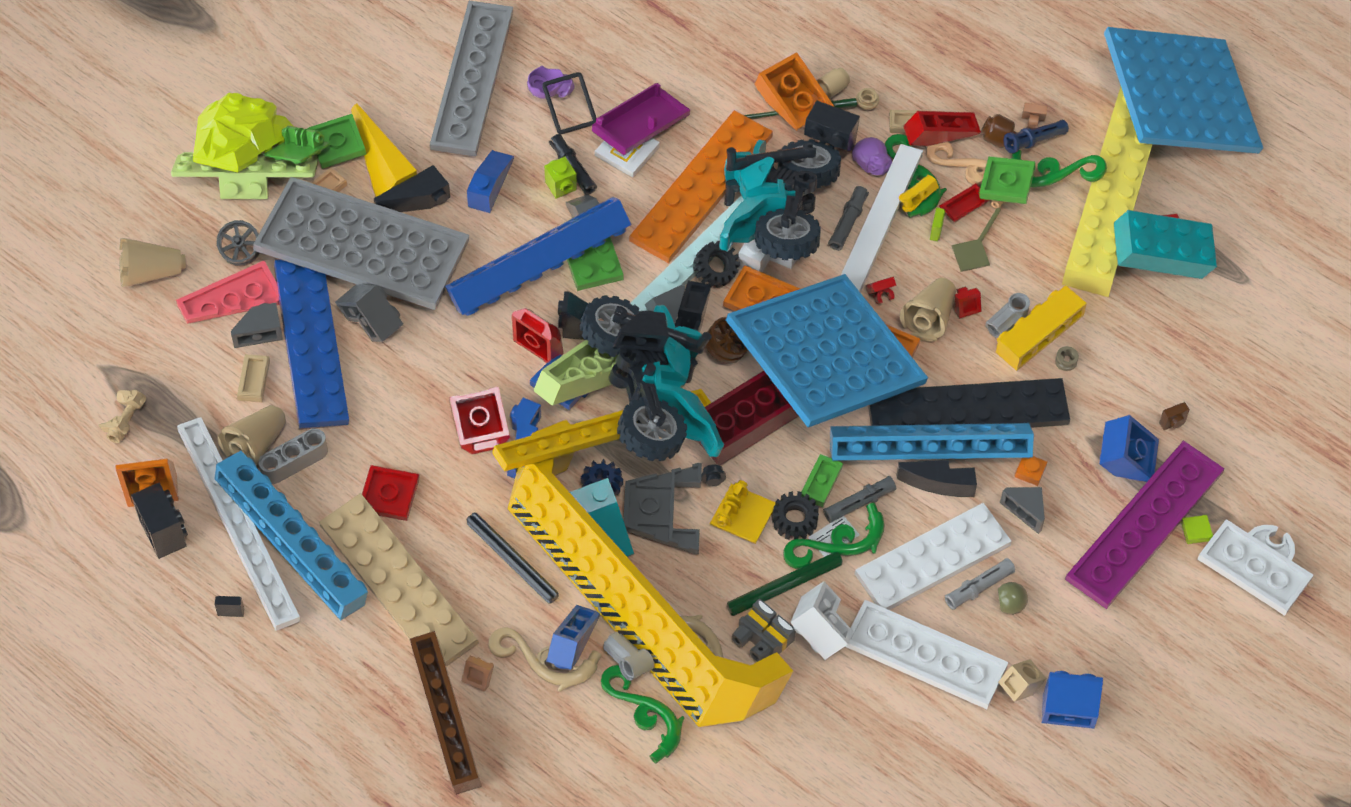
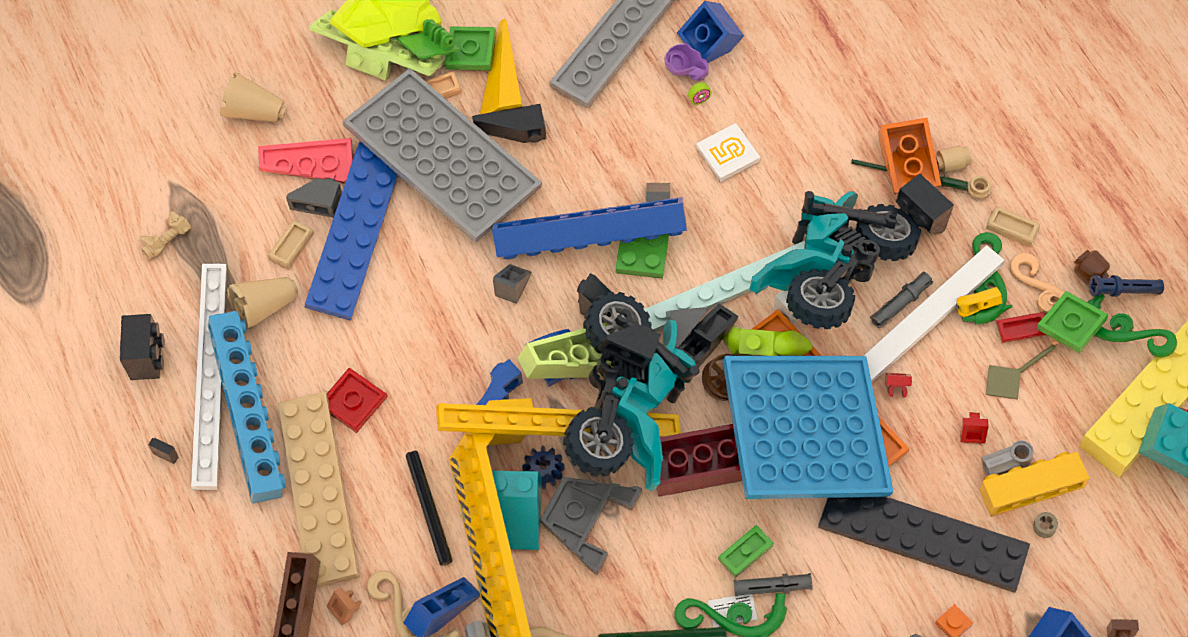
camera: 30 degrees right, 5 degrees up
(141, 475) = (164, 308): orange slope -> none
(238, 242) = (336, 112): dark grey wheel -> none
(301, 446) = (275, 328): light grey beam -> none
(371, 309) = (416, 220): dark grey brick -> none
(479, 420) = (462, 365): red slope -> none
(486, 334) = (511, 283): none -> dark grey slope
(488, 181) = (586, 136): blue slope -> none
(536, 334) = (553, 303): red slope -> none
(557, 48) = (710, 31): none -> blue slope
(560, 177) = (650, 157): lime brick -> none
(575, 106) = (699, 93): none -> tile
(582, 177) = (668, 140): black pin -> none
(589, 103) = (676, 85): black piece -> none
(639, 119) = (751, 128): magenta container -> none
(696, 189) = (773, 215): orange plate -> none
(709, 275) = (742, 309): black tyre -> none
(713, 475) = (647, 504): black plate -> none
(743, 512) = (658, 552): yellow hinge -> none
(747, 294) = (766, 342): none -> lime torso
(799, 503) = (704, 561): black tyre -> none
(872, 156) = (955, 246): medium lavender hair -> none
(929, 310) = (933, 423): tan cone -> none
(931, 441) = (867, 557): dark azure brick -> none
(937, 127) = (1034, 243): red slope -> none
(937, 224) = (983, 339): lime tile -> none
(938, 478) = (857, 595): black slope -> none
(1034, 113) = (1136, 262): nougat tile -> none

